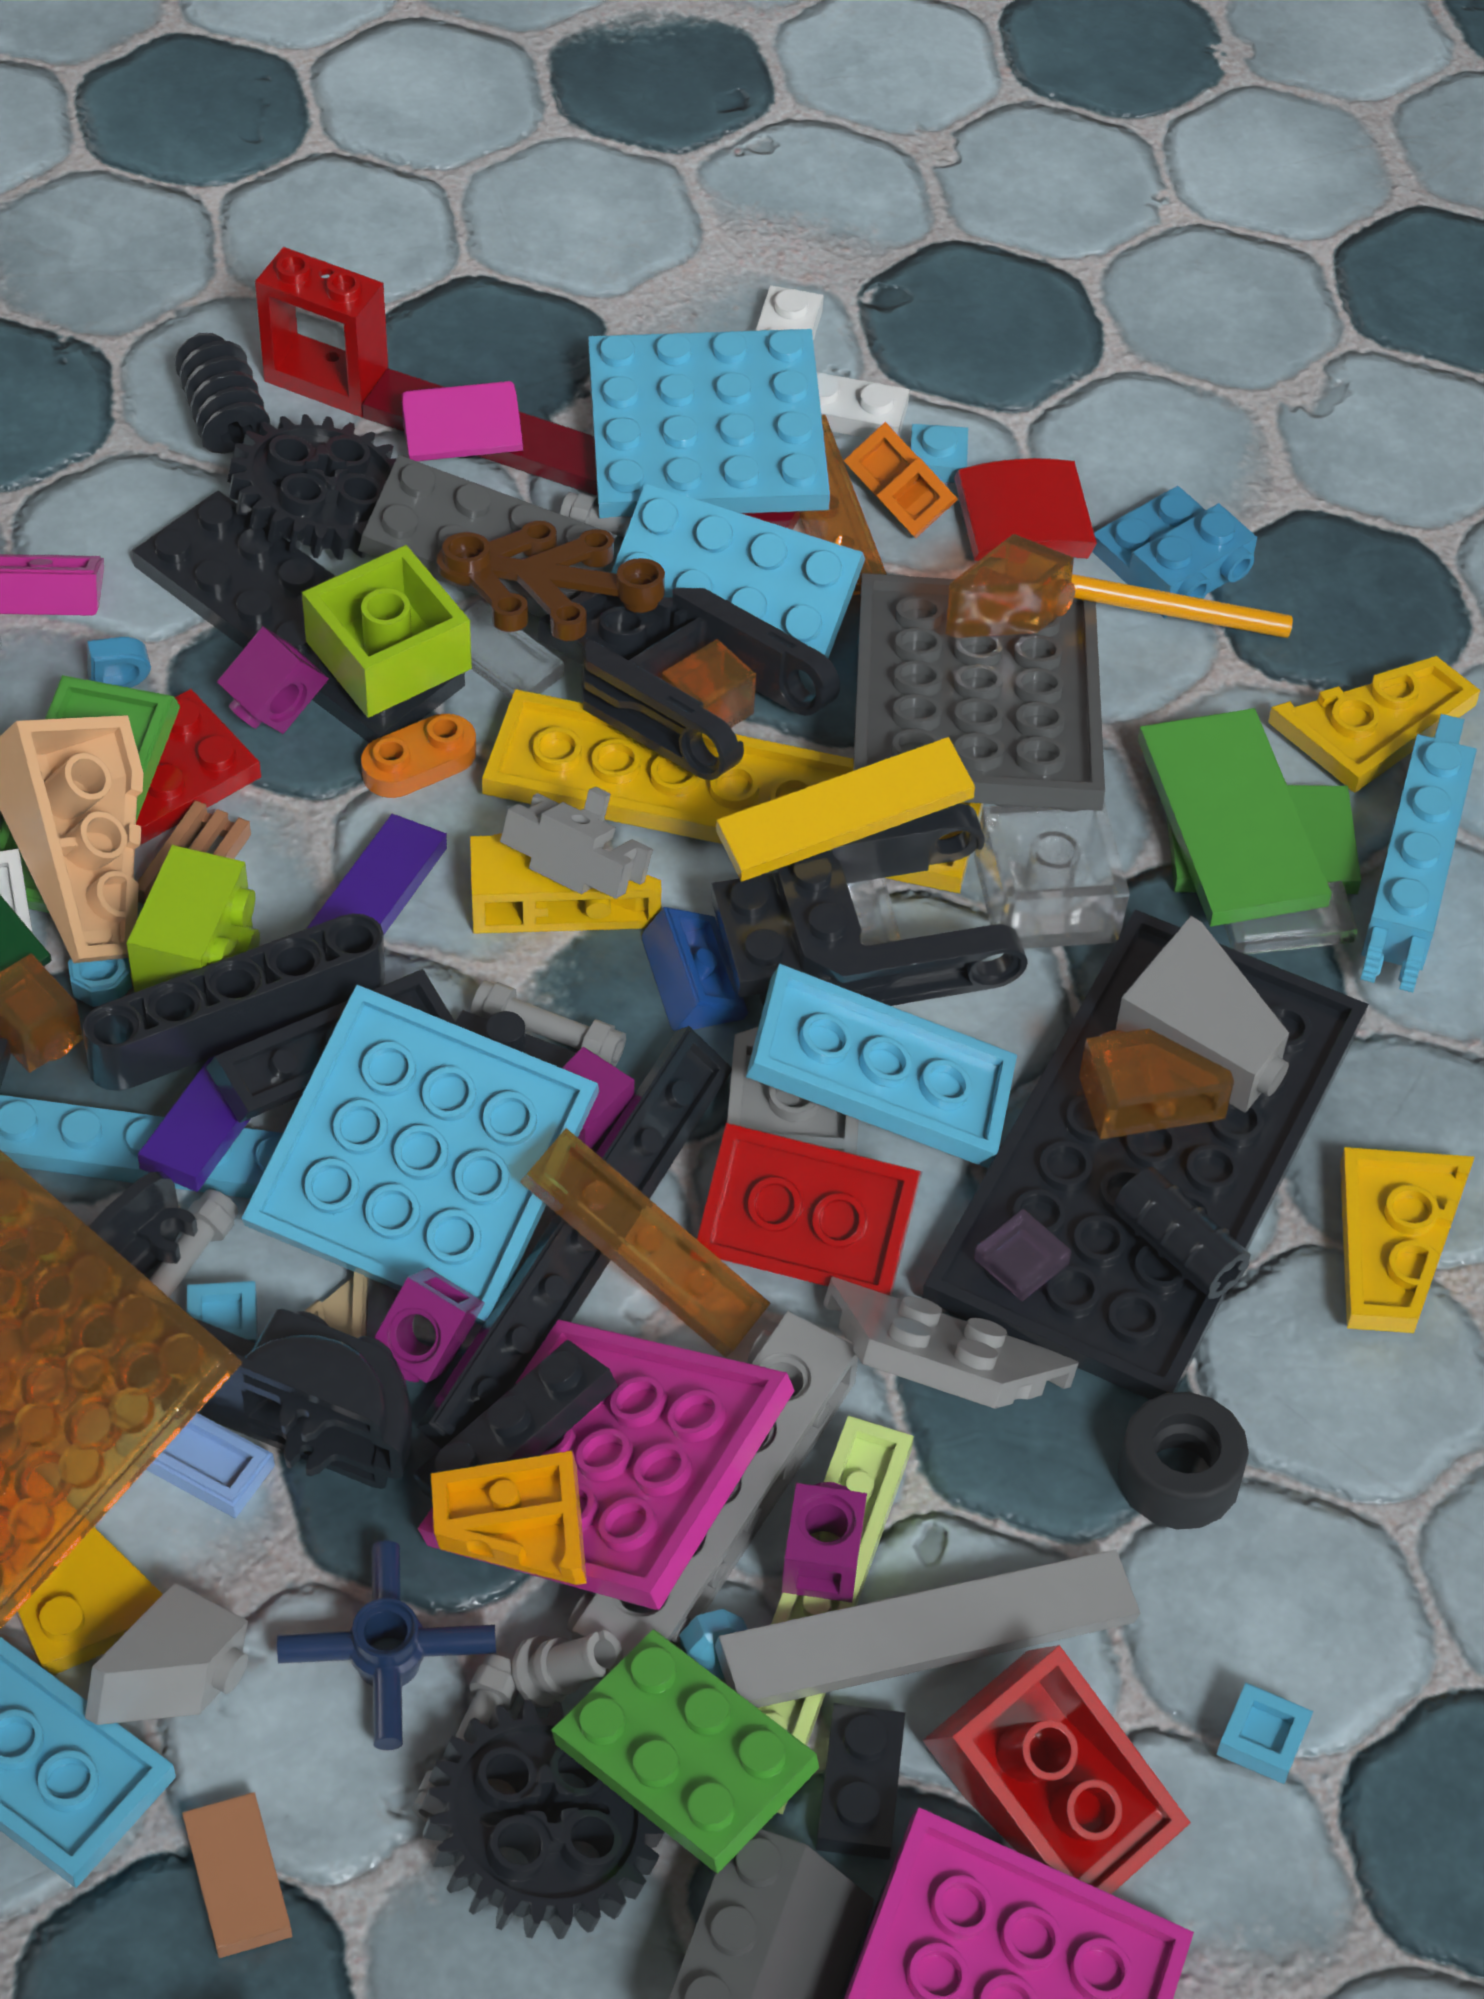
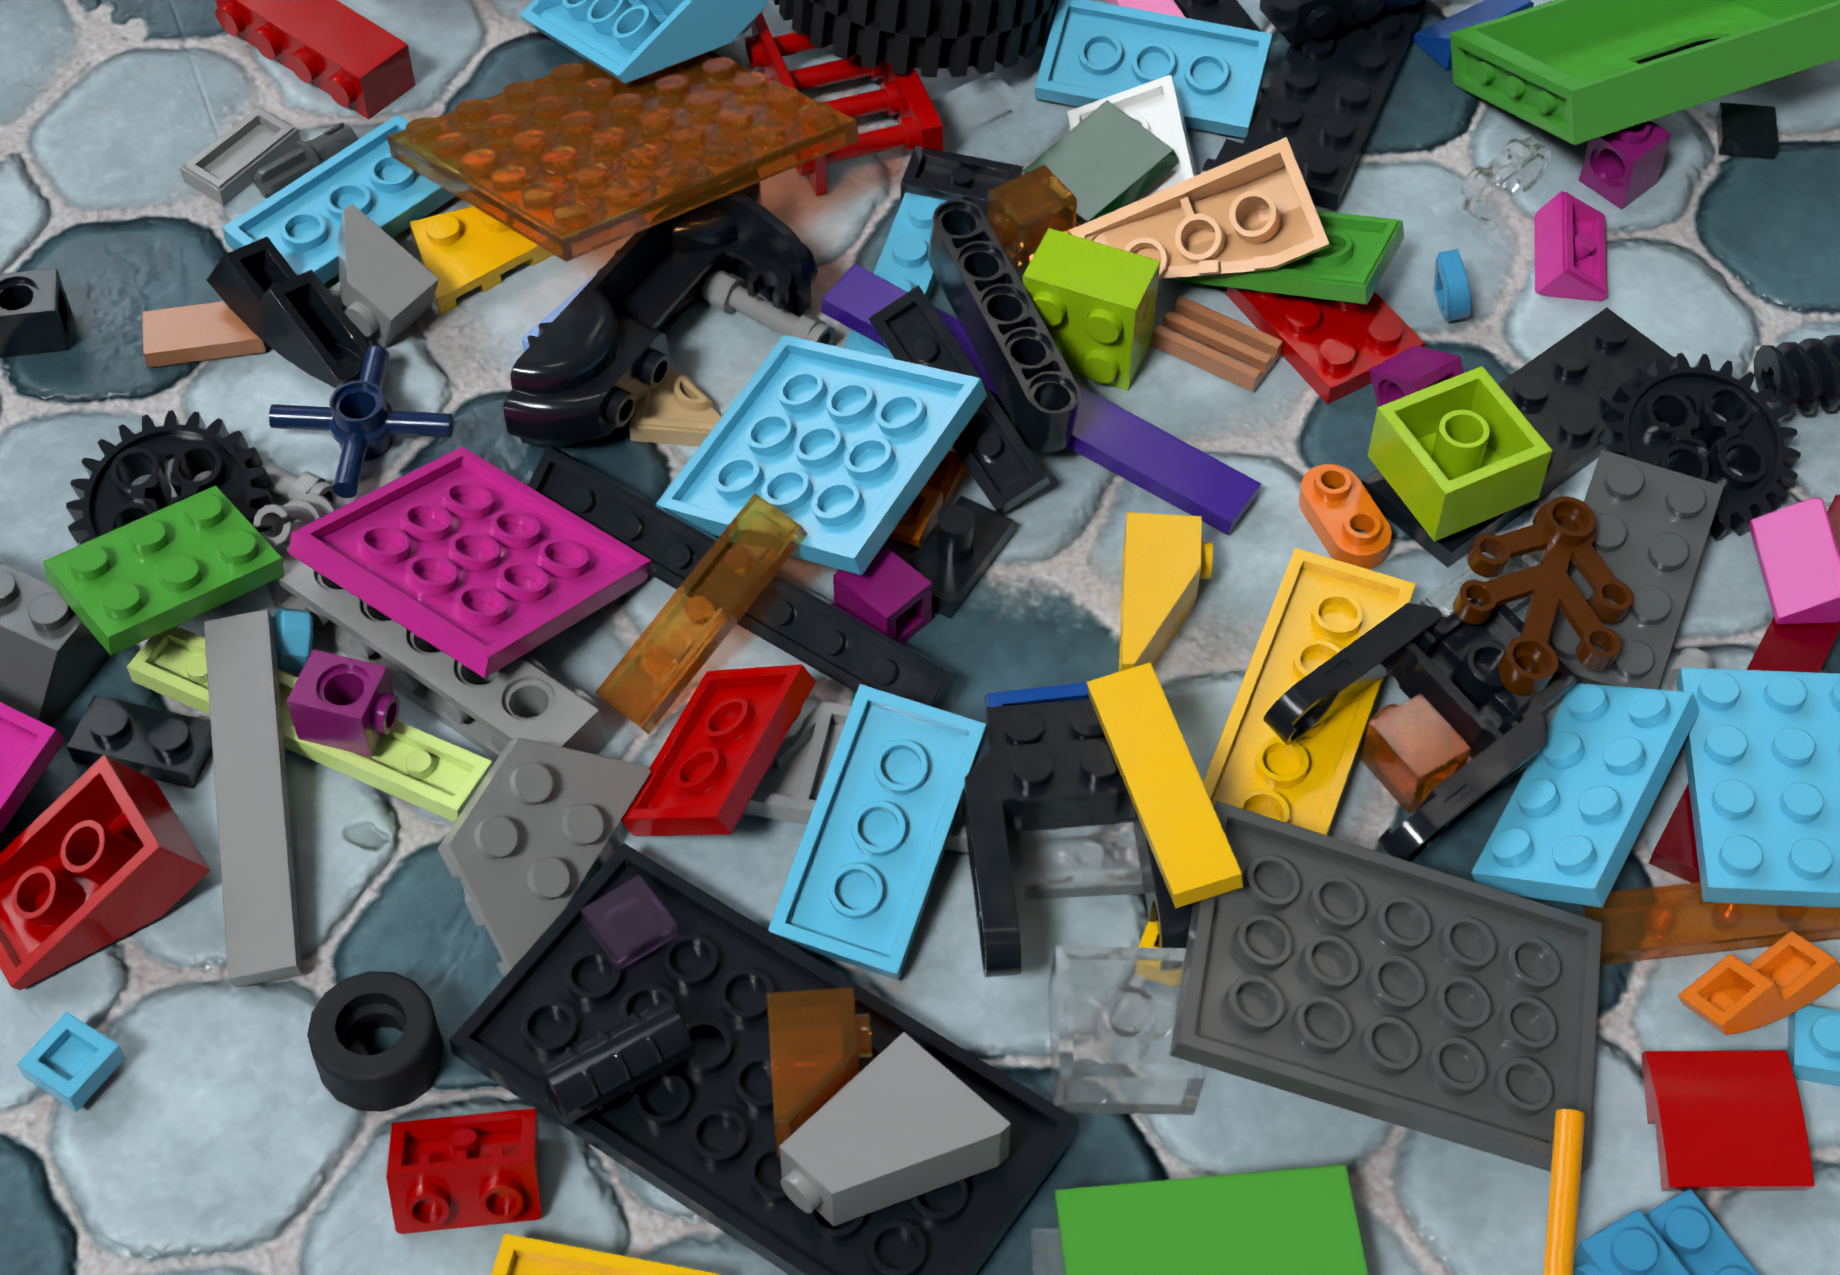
camera: 100 degrees right, 0 degrees up
(224, 1754) = (290, 312): none -> black slope
(226, 1306) = (702, 337): medium azure plate -> none
(448, 1309) = (650, 452): magenta brick -> none
(514, 1515) = (410, 468): light orange wing -> none
(528, 1415) = (524, 502): black plate -> none
(570, 842) = (1195, 564): light grey piece -> none
(598, 1038) = (967, 622): light grey bar -> none
(1011, 591) = (1538, 1033): clear orange slope -> none
(1285, 1363) = (464, 1171): none -> red bracket

